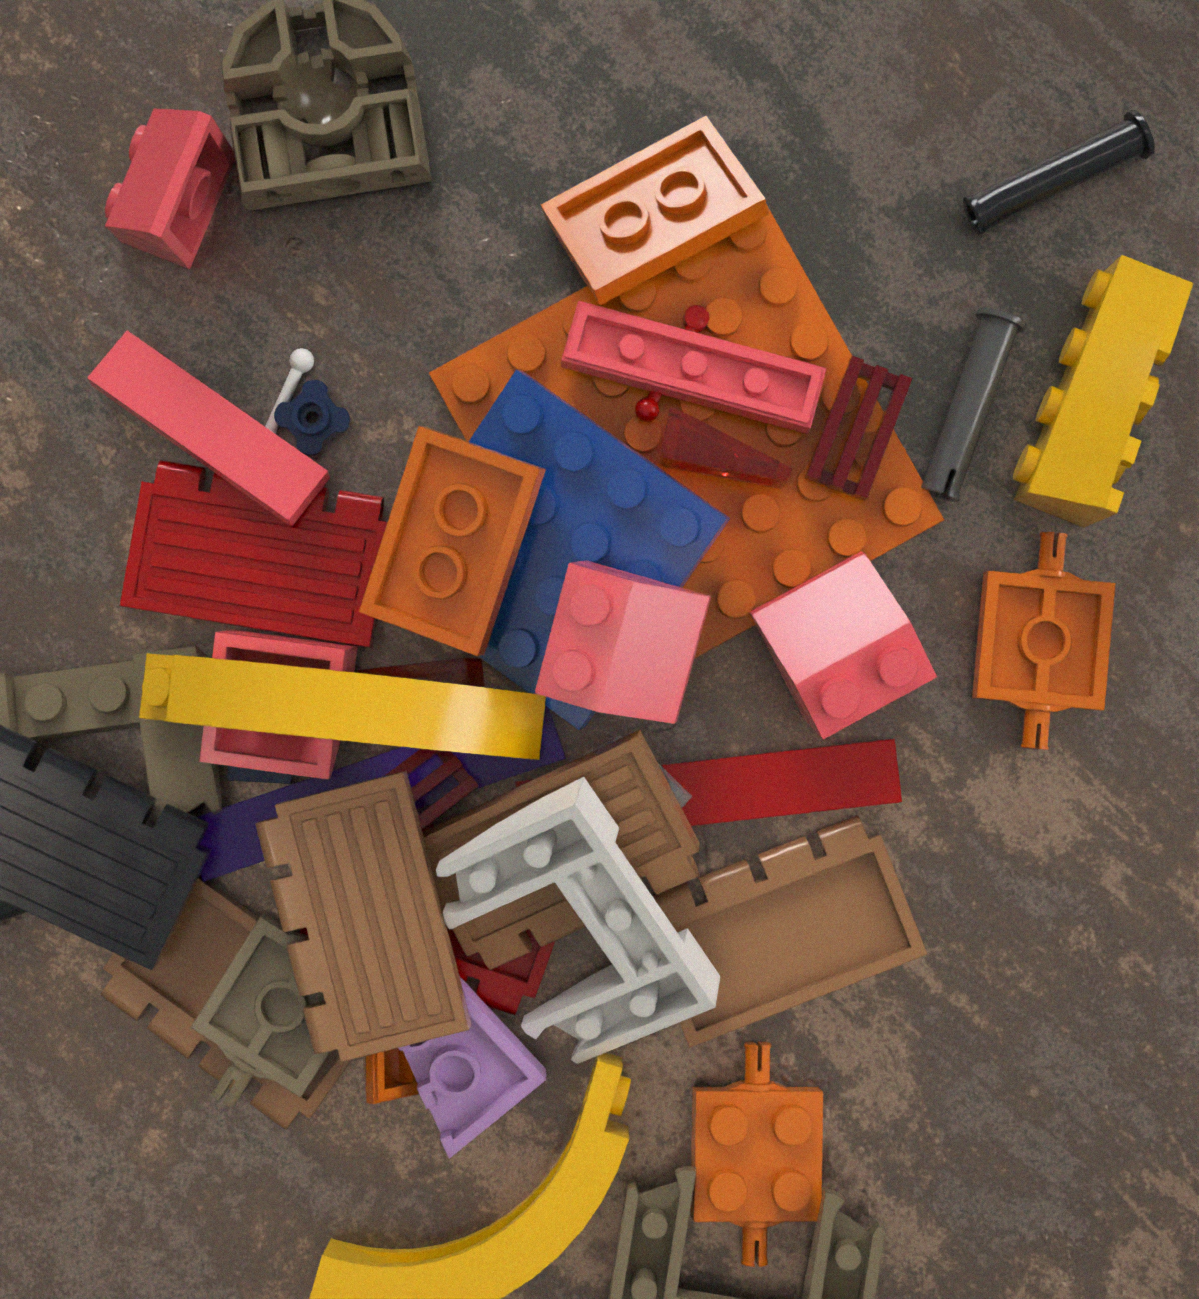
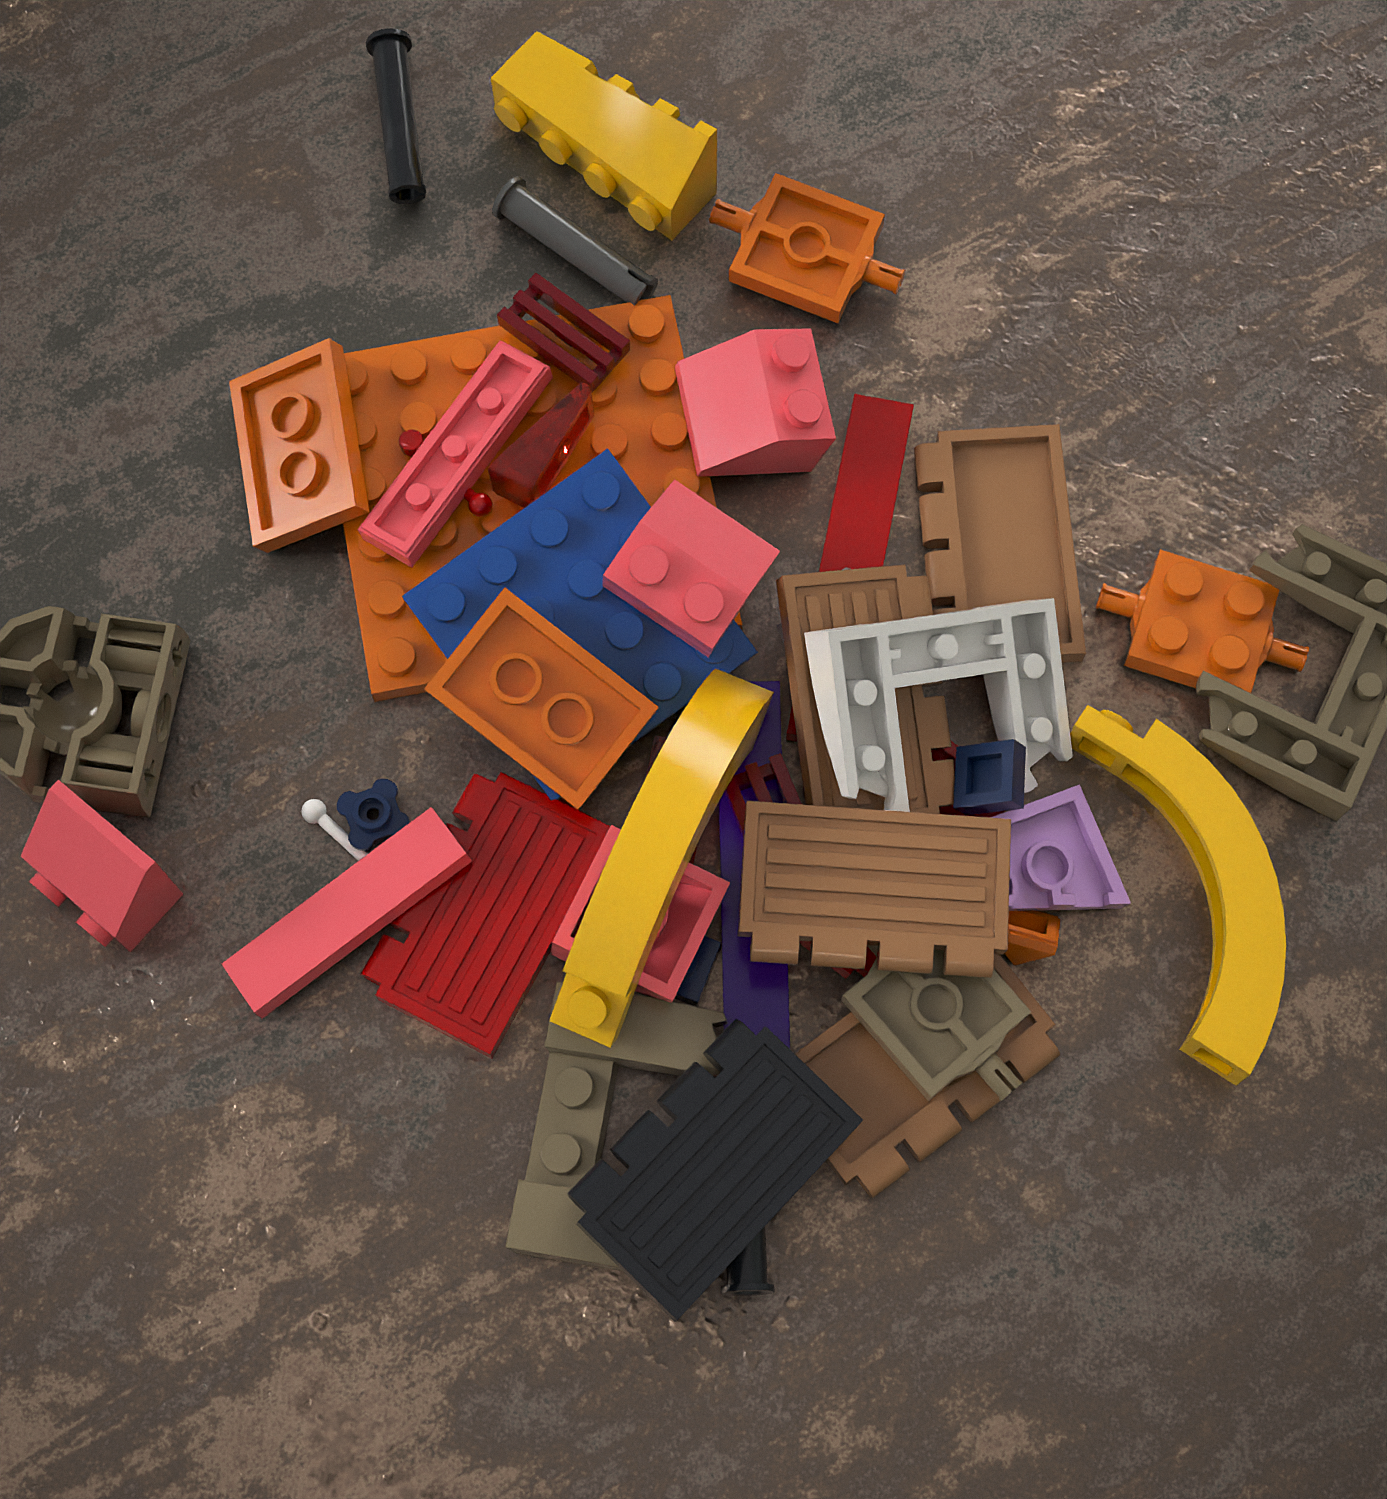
camera: 75 degrees left, 15 degrees down
(518, 993) = (989, 777): none -> dark blue plate

